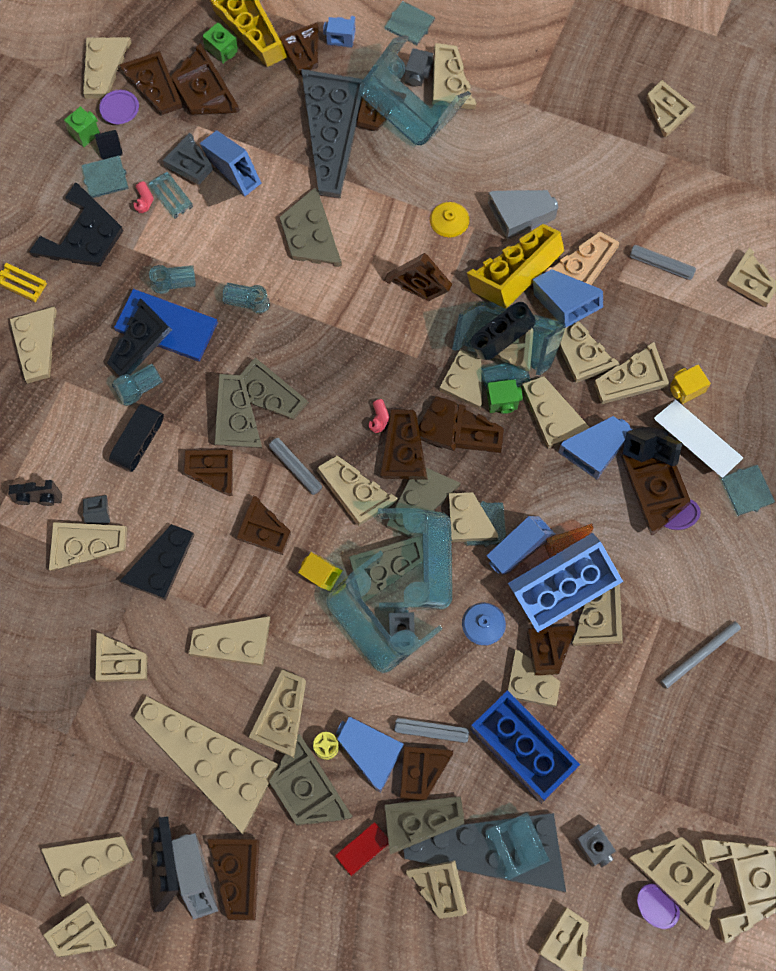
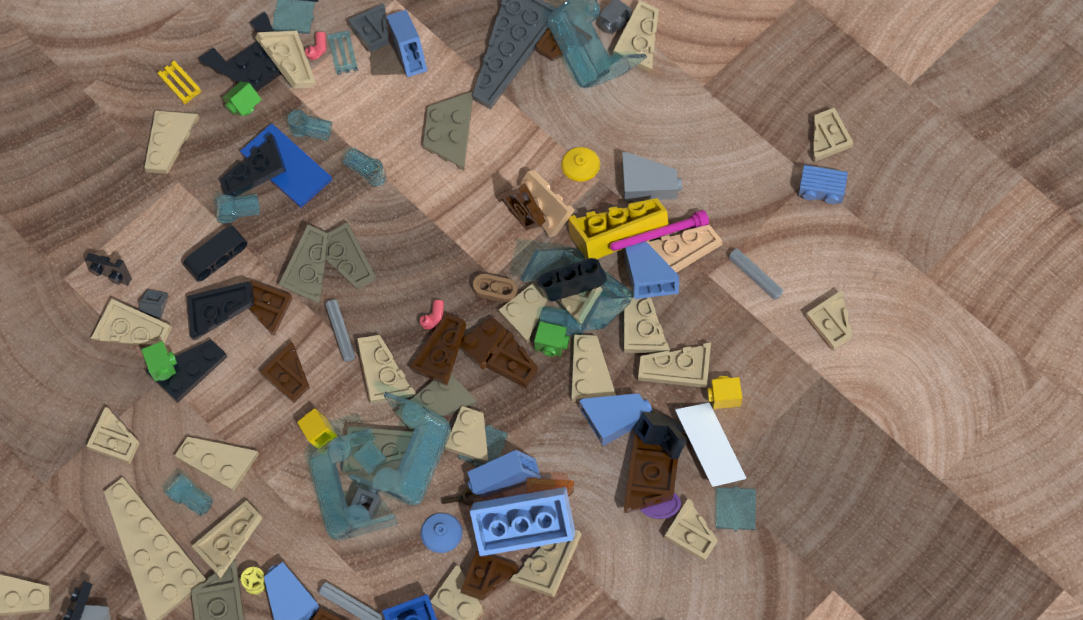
camera: 25 degrees right, 5 degrees down
(93, 275) = (241, 99): none -> bright green brick
(121, 217) = (289, 56): none -> tan wing
(132, 566) = (159, 361): none -> bright green brick
(164, 489) = (217, 306): none -> black wing
(214, 686) = (184, 491): none -> clear light blue piece
(385, 578) = (369, 457): none -> clear light blue plate
(426, 365) = (496, 286): none -> medium nougat plate
(451, 267) = (551, 204): none -> light nougat wing
(488, 583) = (460, 498): none -> dark brown hand
(585, 232) = (696, 220): none -> dark pink piece
(685, 155) = (823, 184): none -> medium blue brick
(720, 529) = (691, 532): none -> tan wing

